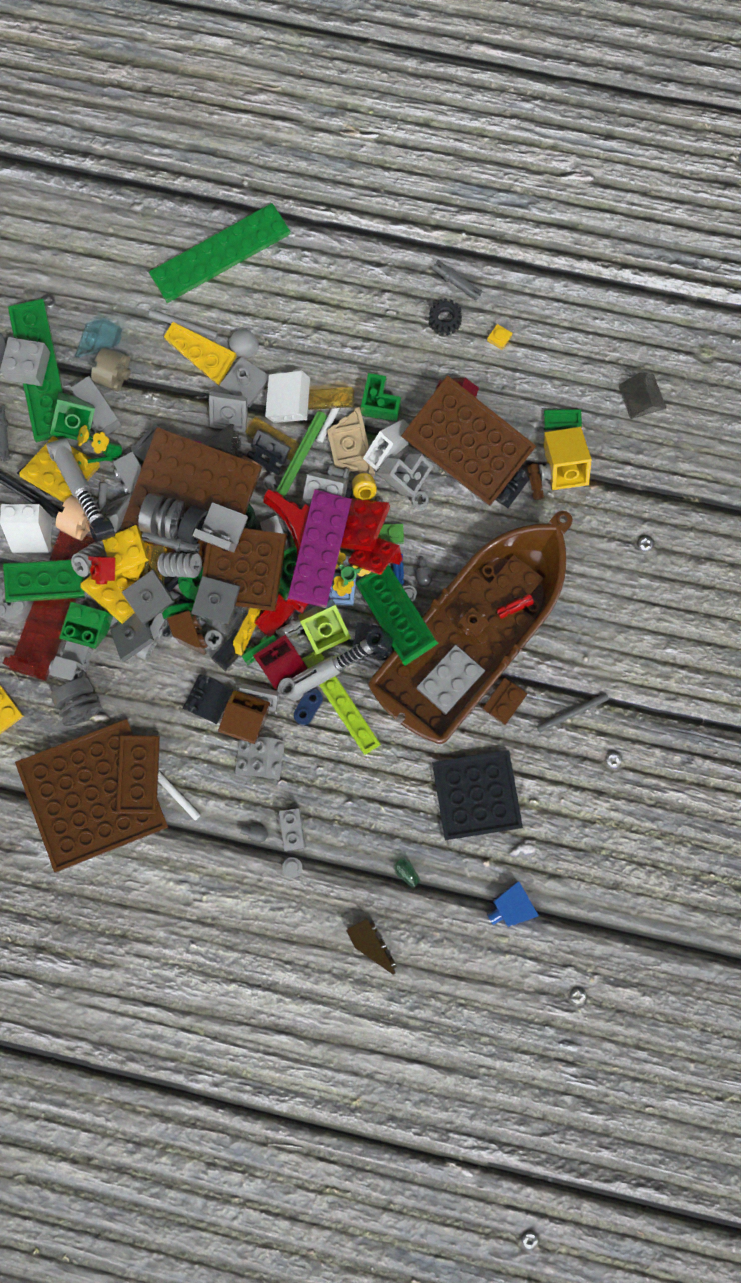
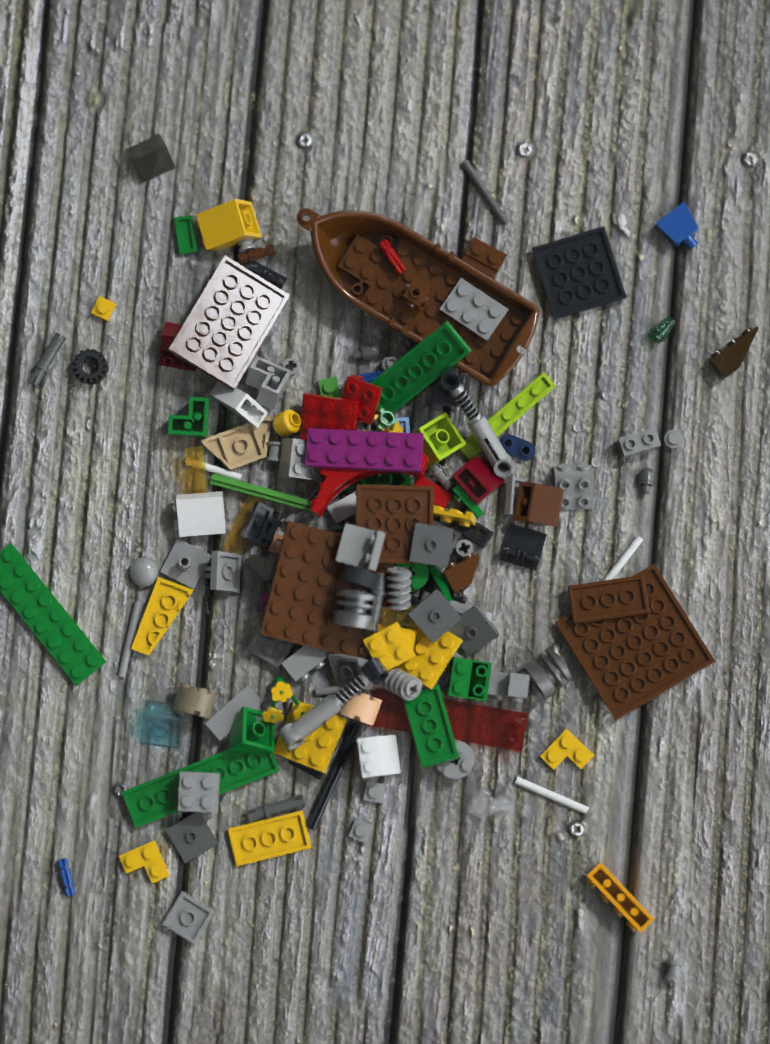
camera: 105 degrees left, 5 degrees up
(102, 569) = (413, 664): red brick -> none

